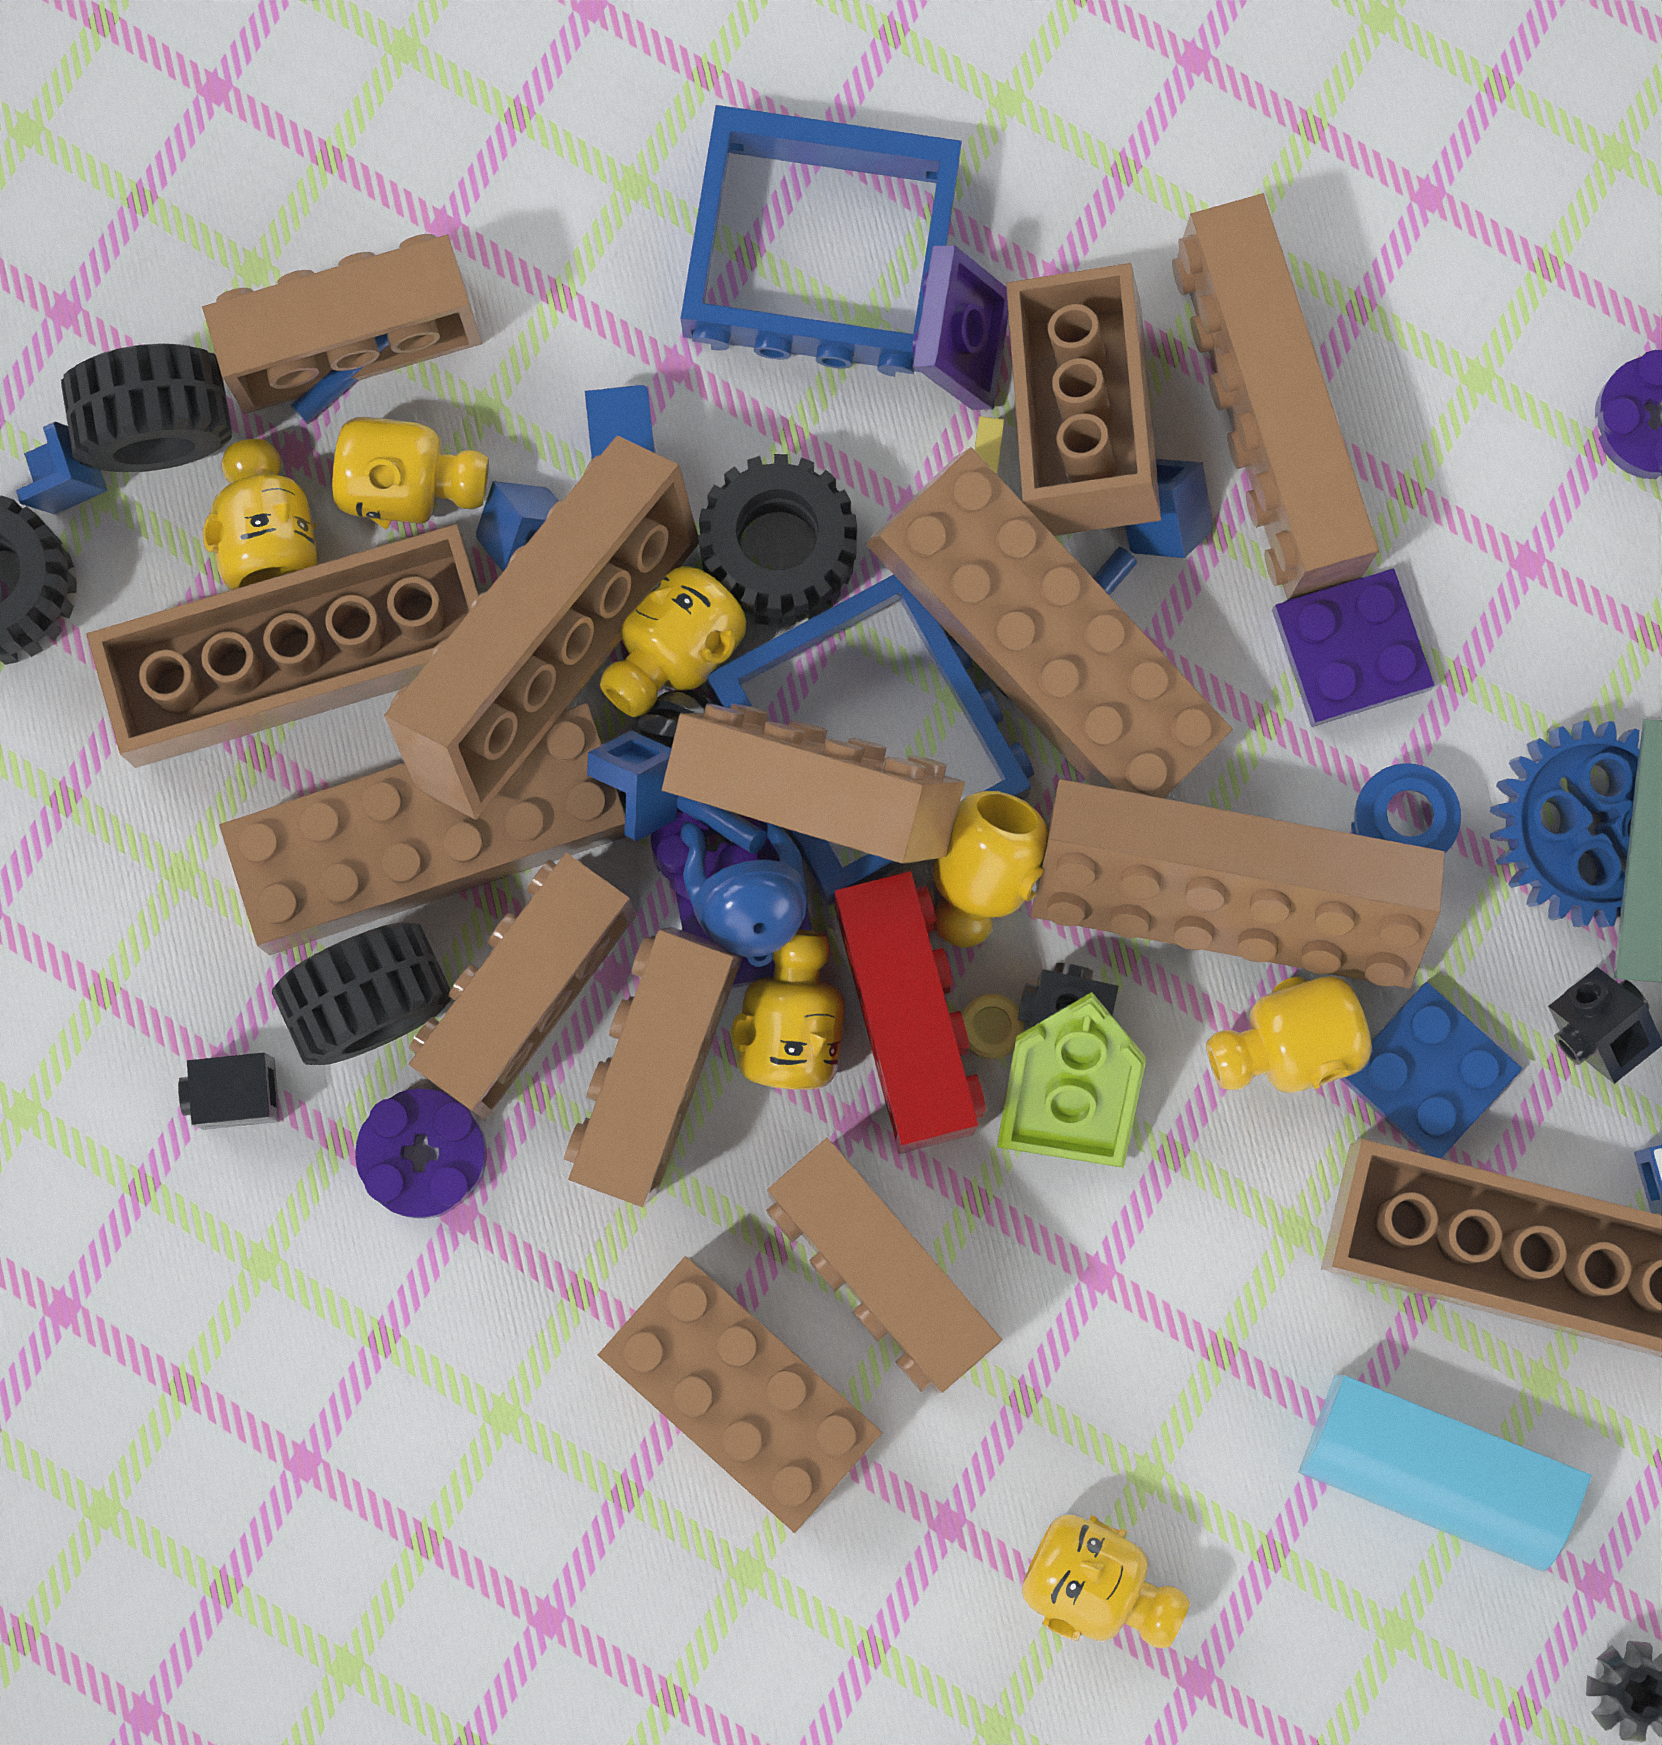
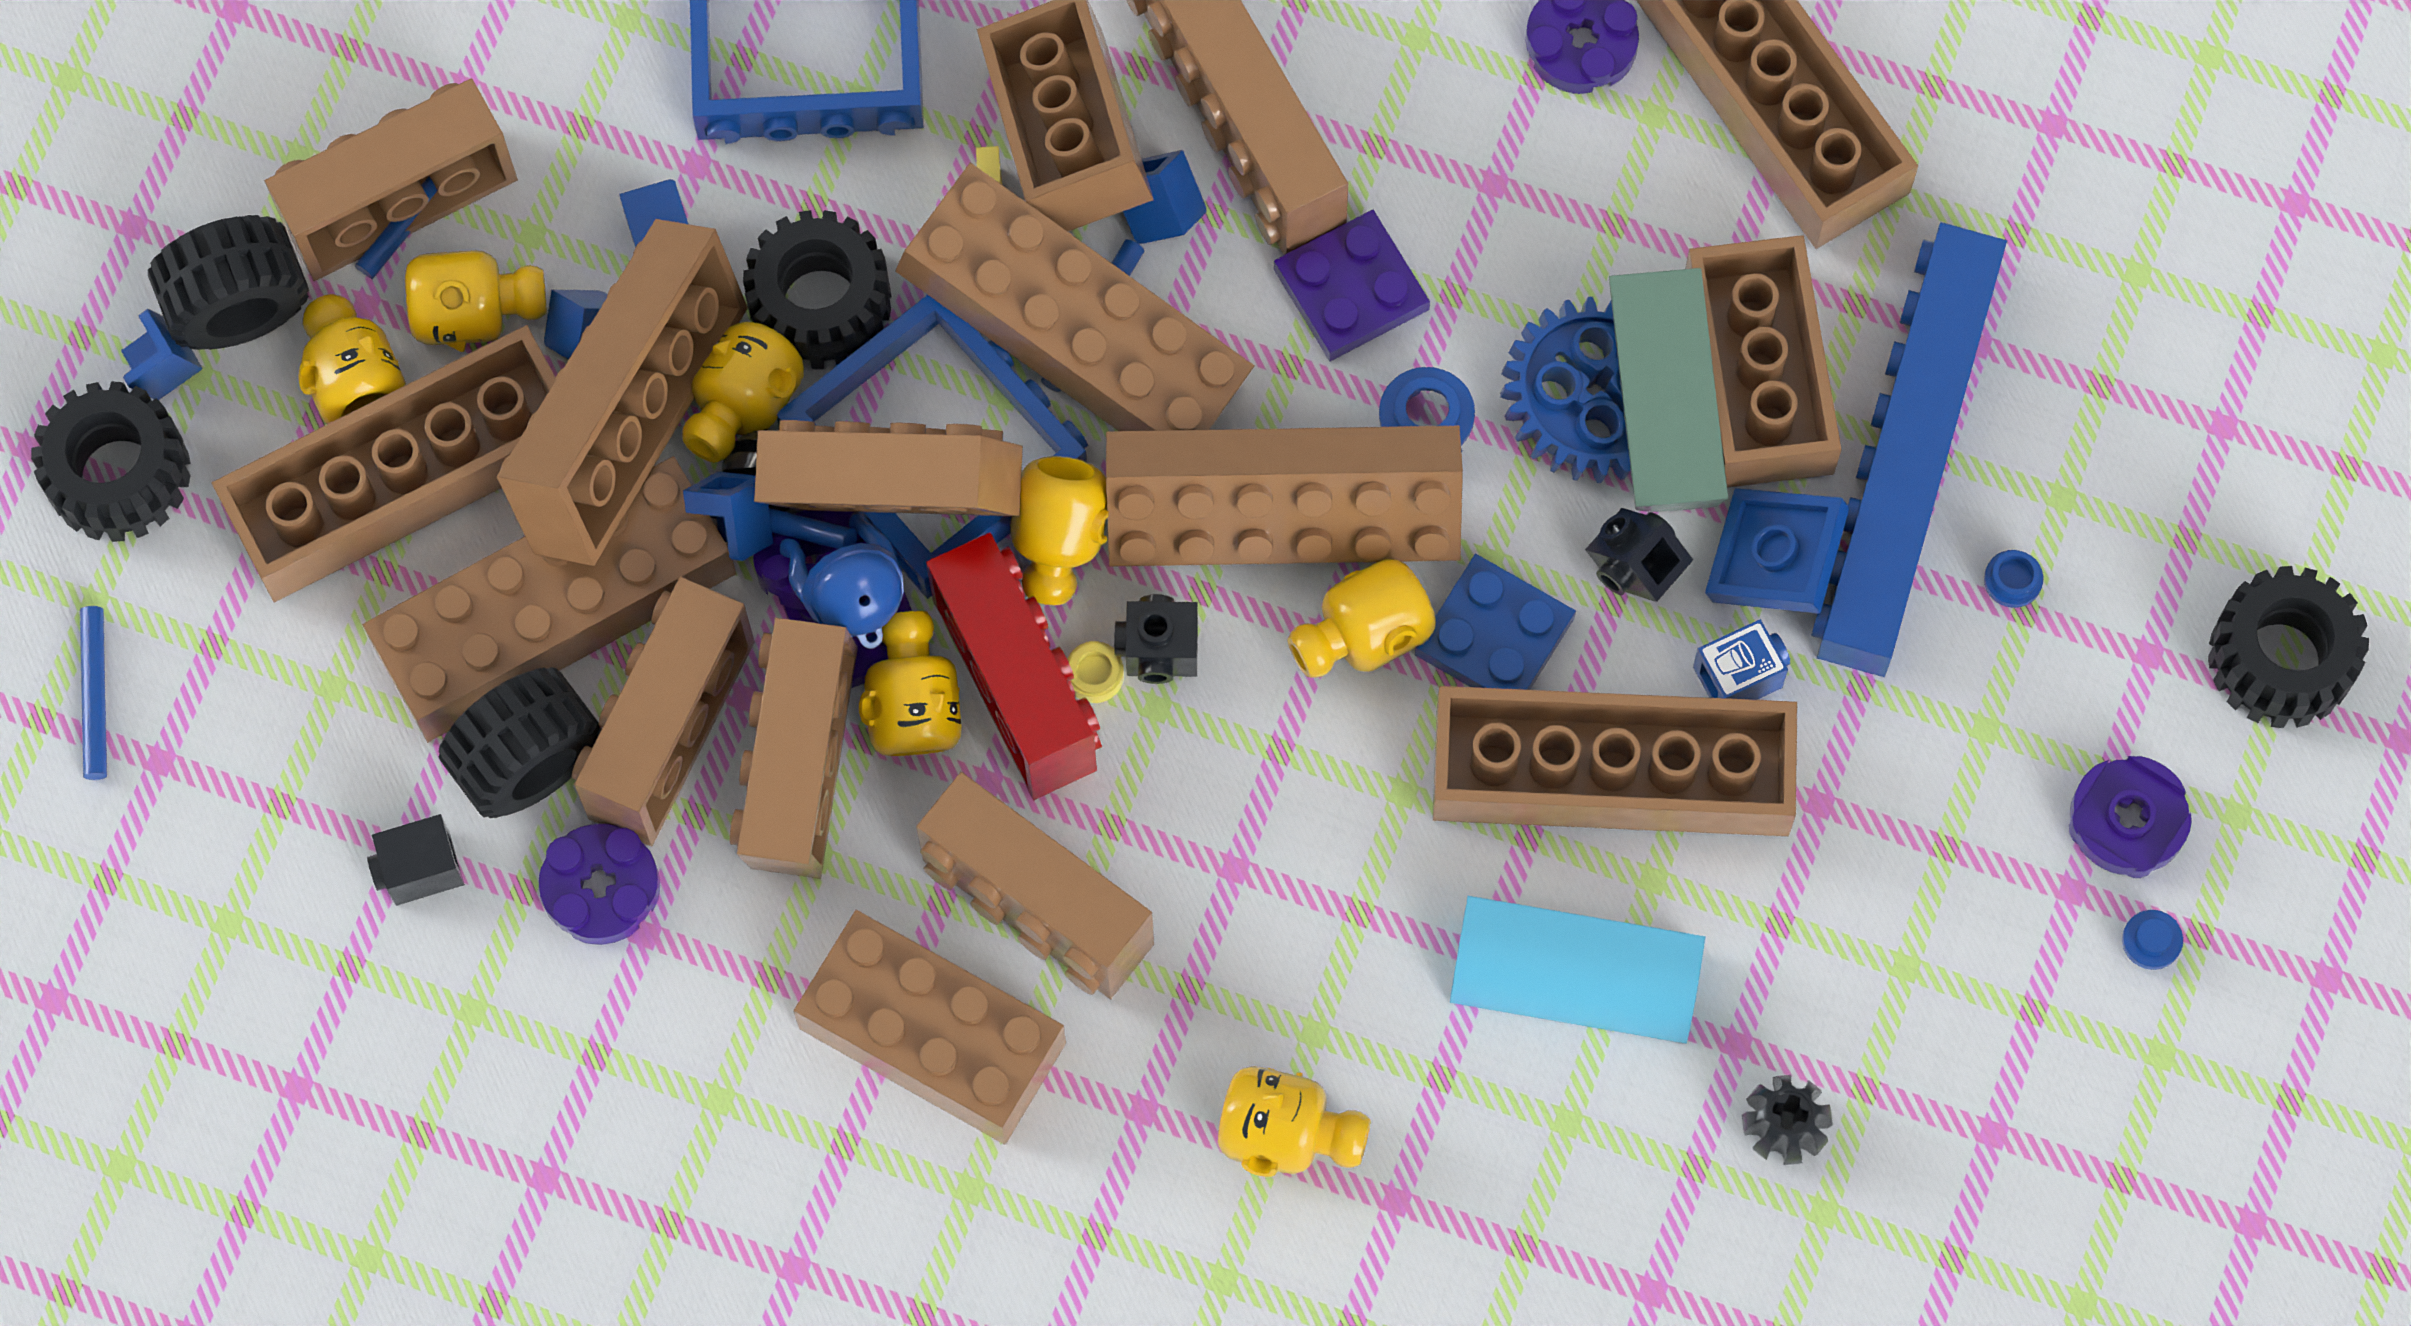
camera: 10 degrees left, 10 degrees down
(961, 328) = (945, 76): dark purple plate -> none
(1073, 1087) = (1175, 699): lime tile -> none

